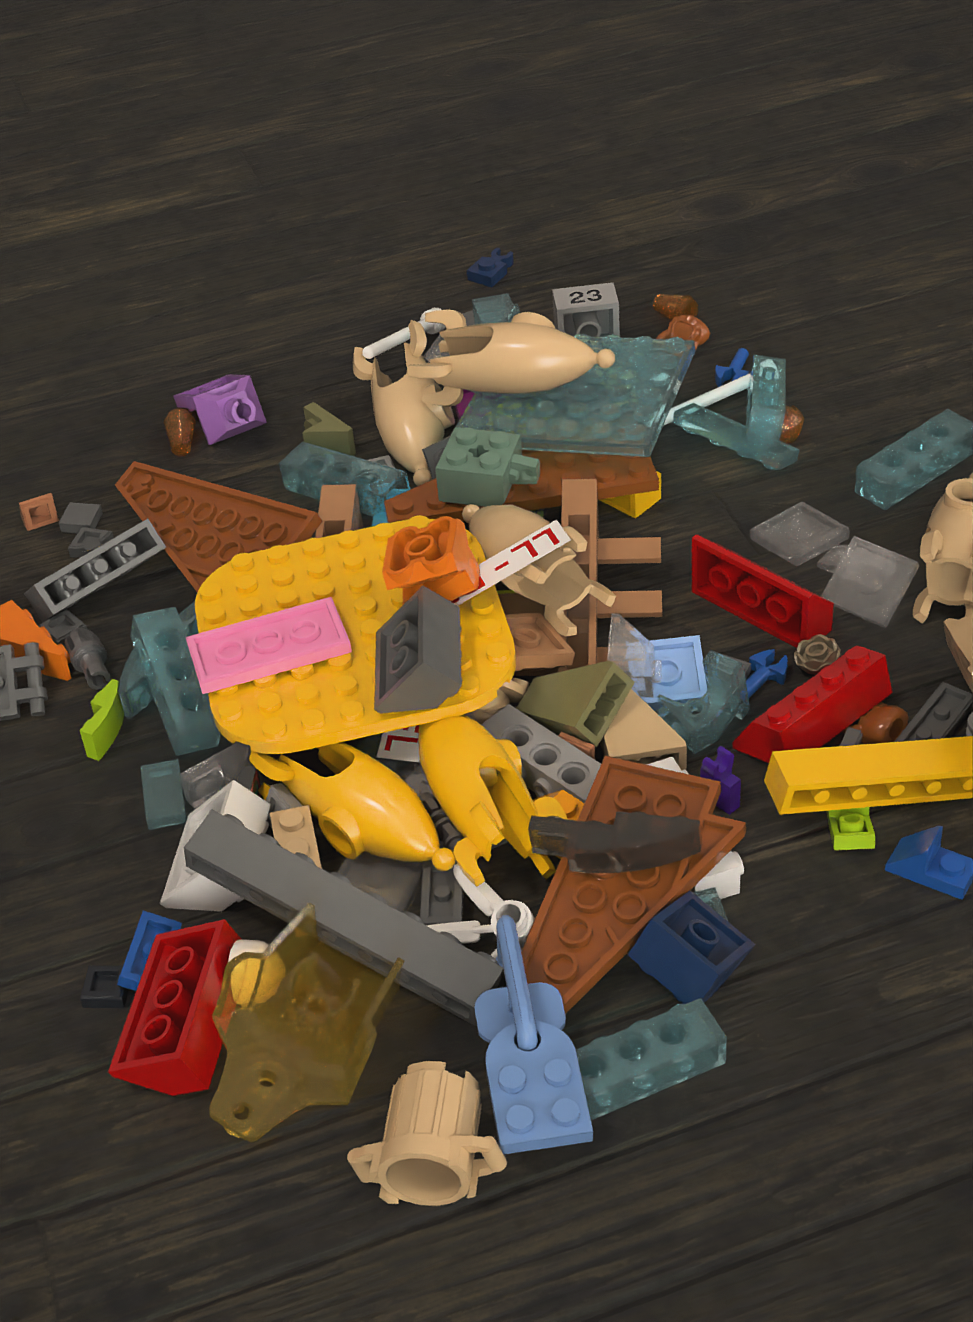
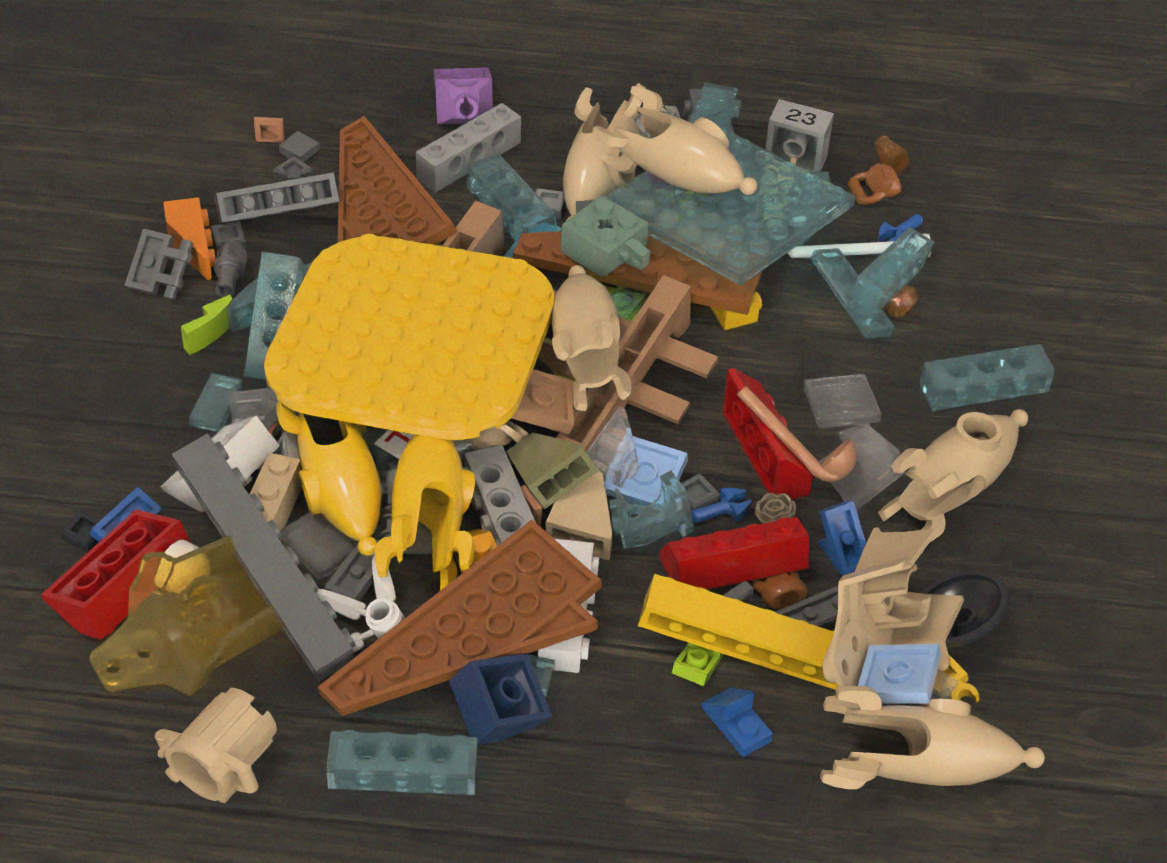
camera: 20 degrees right, 5 degrees up
(180, 430) = (419, 101): clear orange cone -> none
(265, 444) = (480, 138): none -> light grey brick
(268, 645) = (336, 320): bright pink tile -> none
(327, 430) = (526, 154): olive slope -> none
(400, 337) = (677, 85): white piece -> none
(418, 655) = (433, 378): dark grey slope -> none
(433, 558) = (484, 309): orange piece -> none
(490, 269) = (763, 55): dark blue plate -> none
(517, 557) = (527, 334): white sticker -> none
(529, 1058) = (323, 723): medium blue plate -> none
(631, 844) = (493, 596): clear smoke slope -> none
(722, 771) = (617, 580): dark purple plate -> none
(847, 586) = (833, 468): none -> nougat piece
(905, 651) = (843, 537): none -> blue slope

